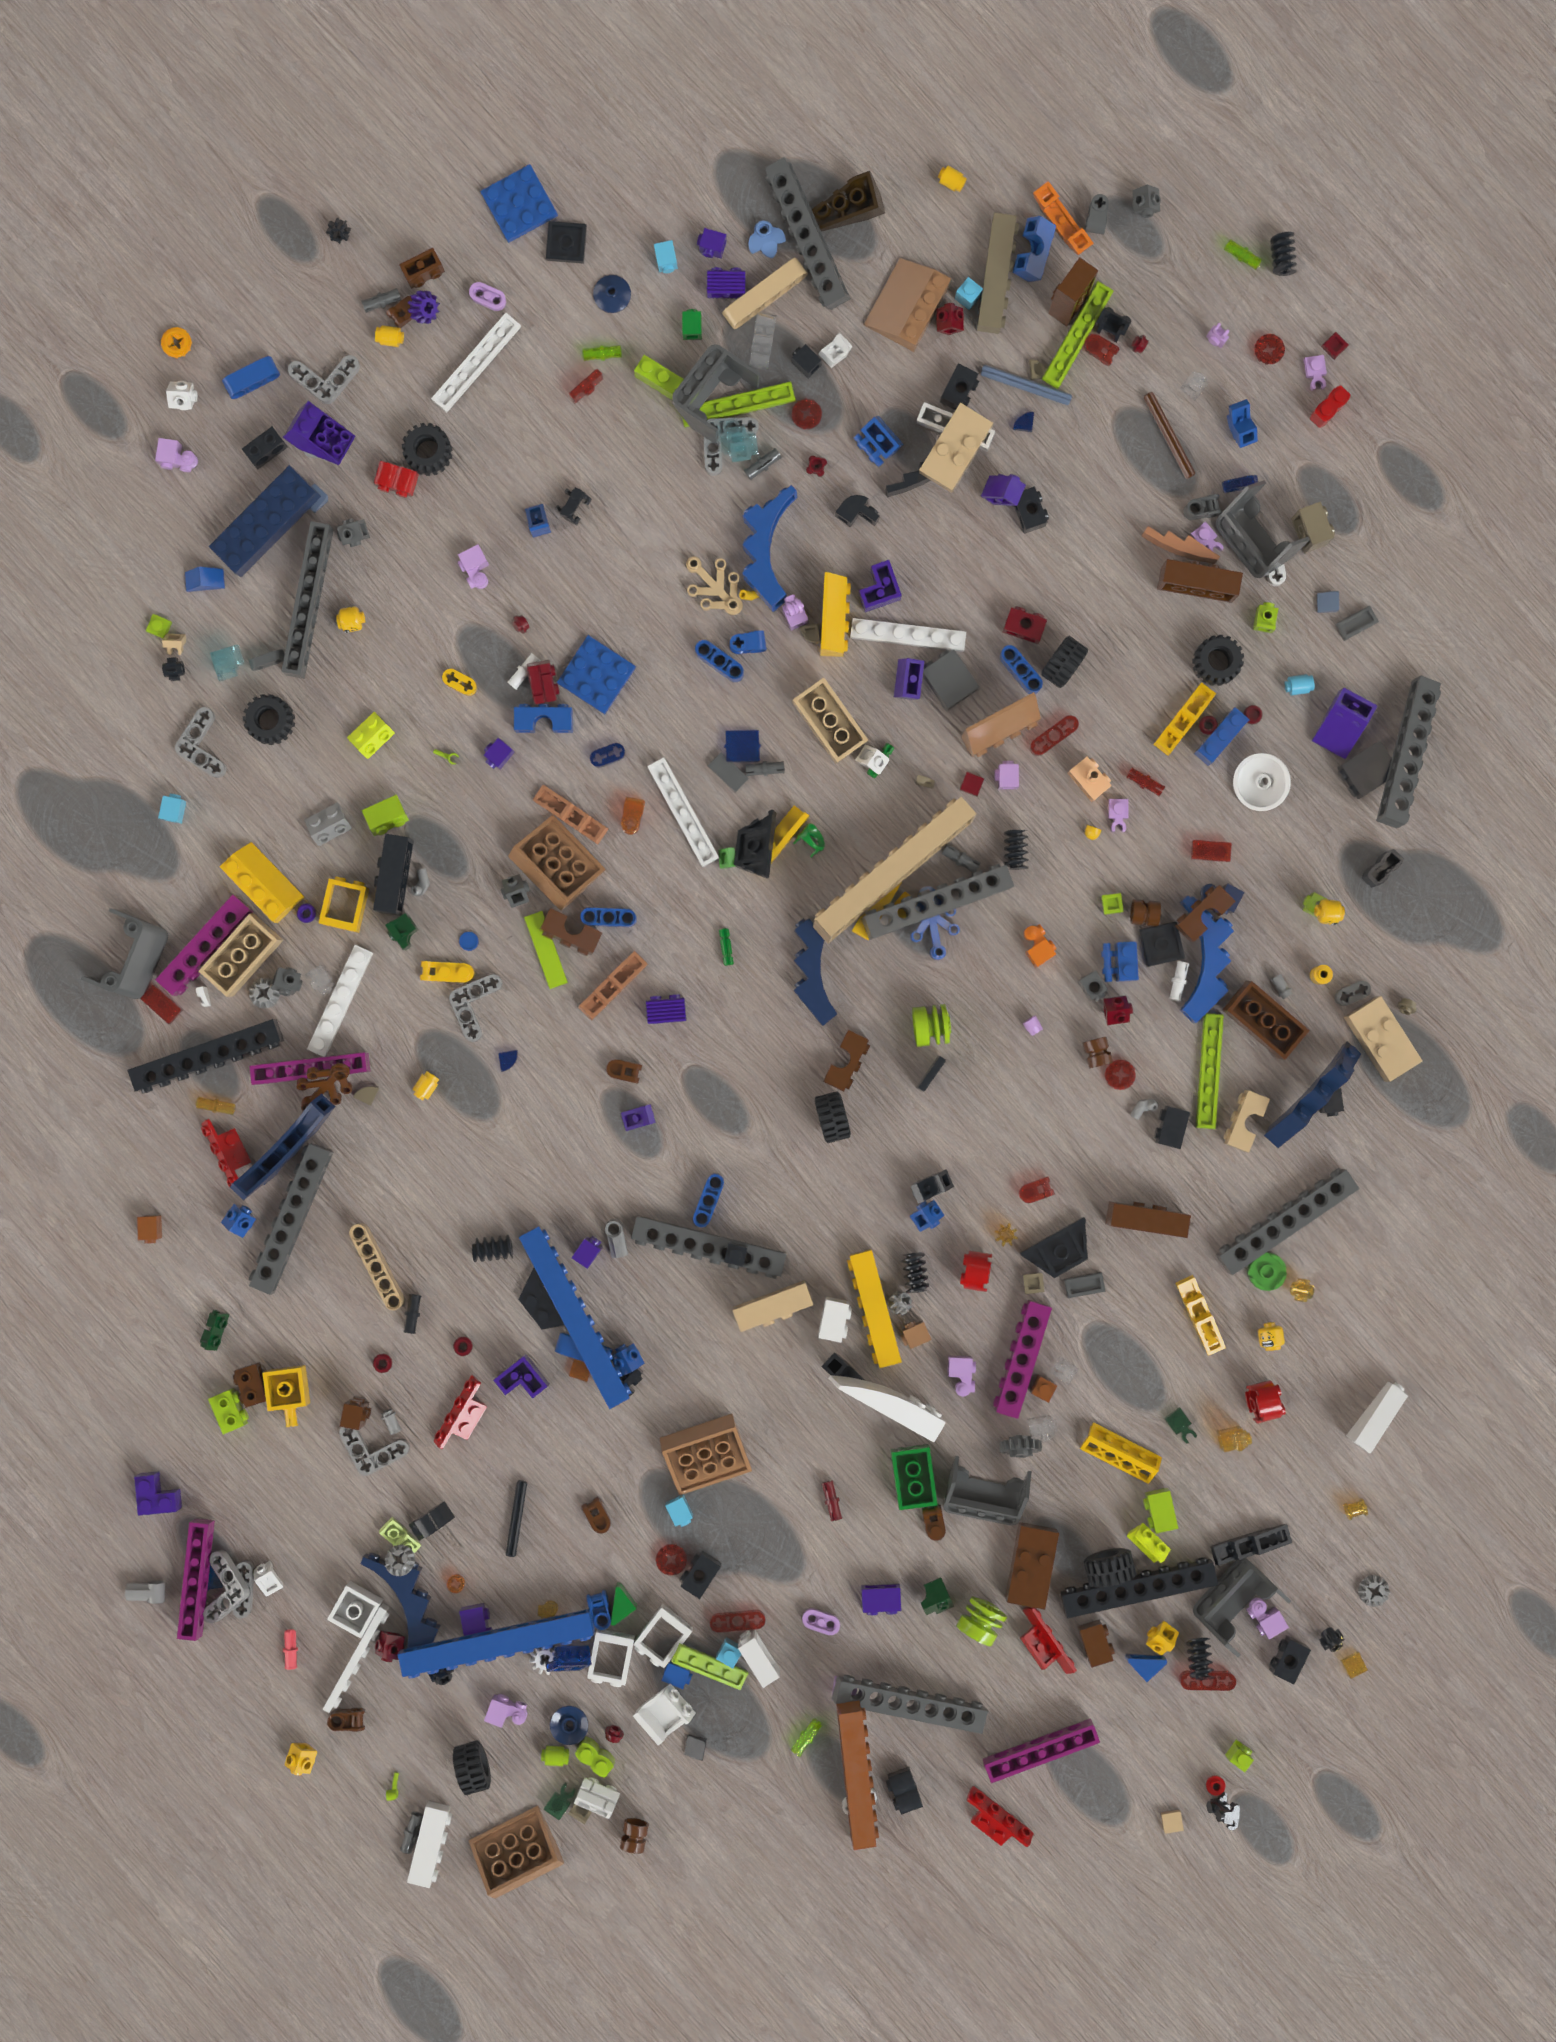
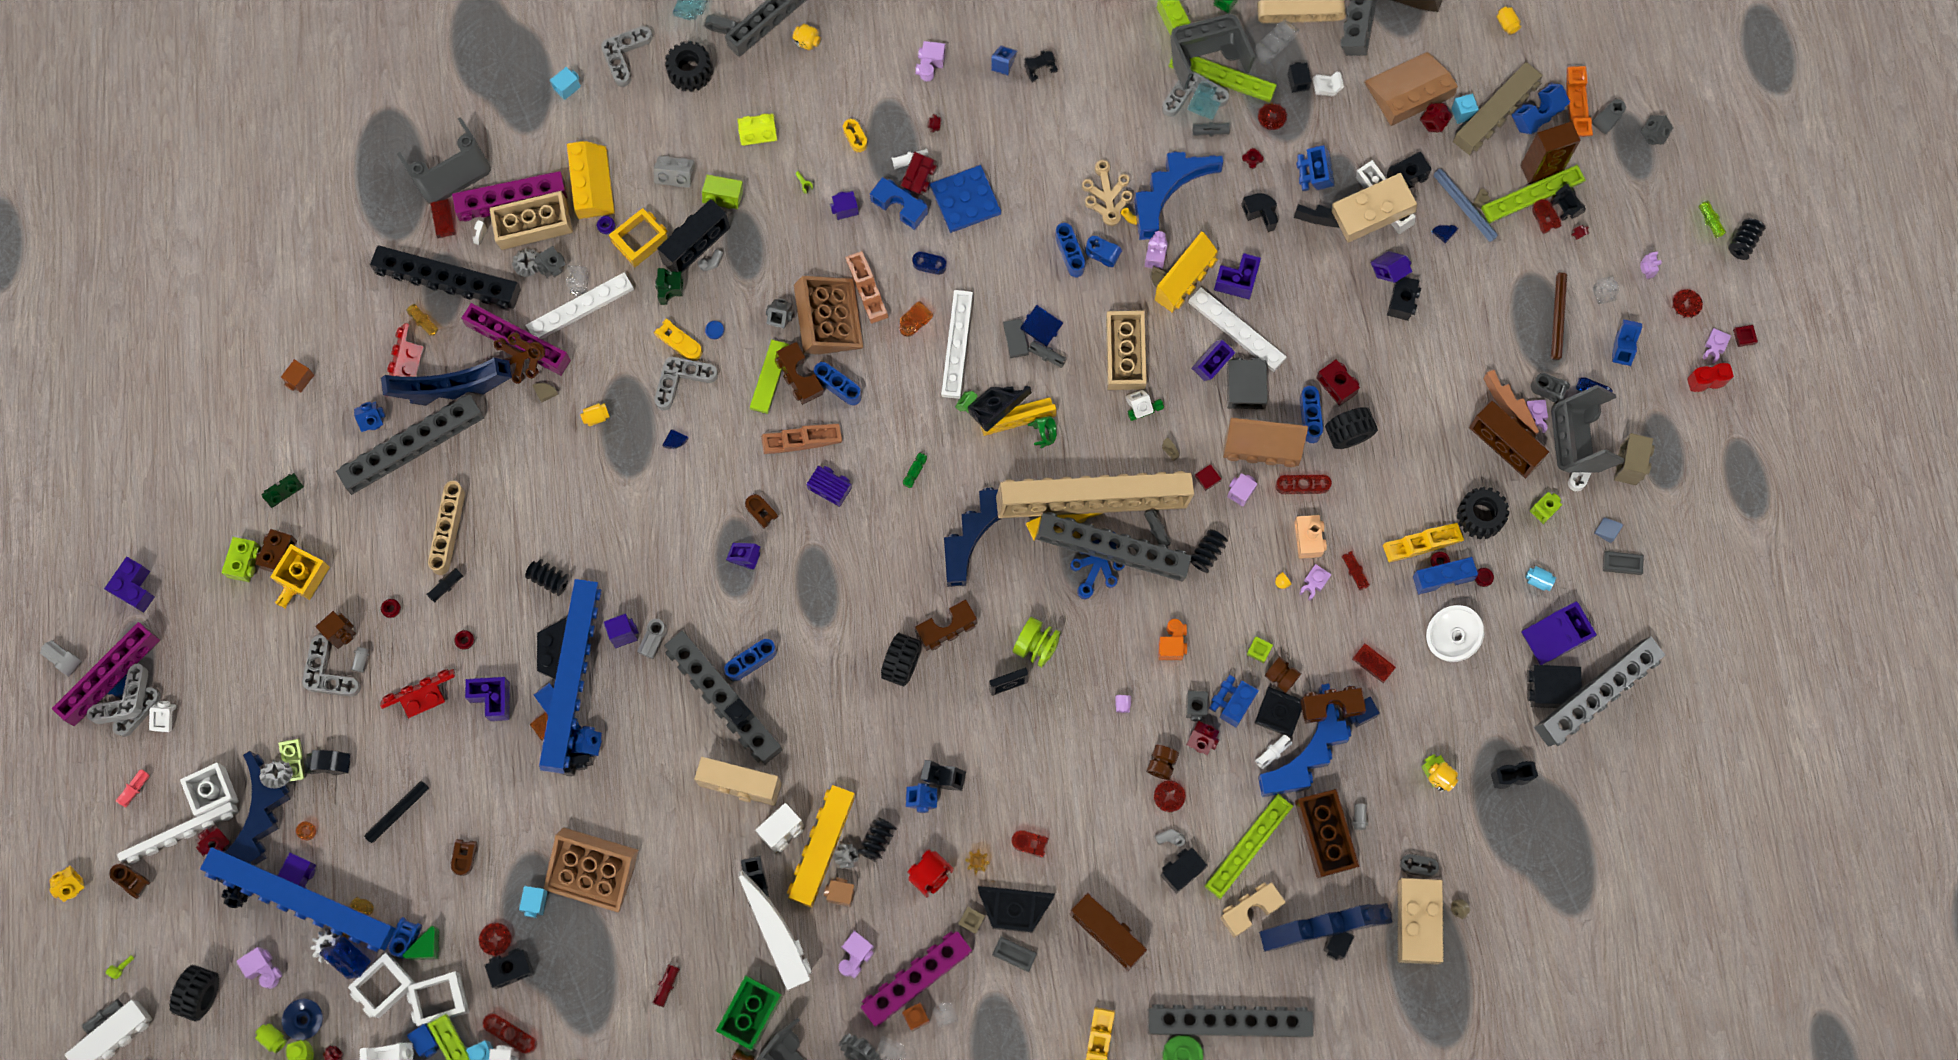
camera: 35 degrees right, 15 degrees down
(1316, 977) = (1395, 829): yellow brick -> none

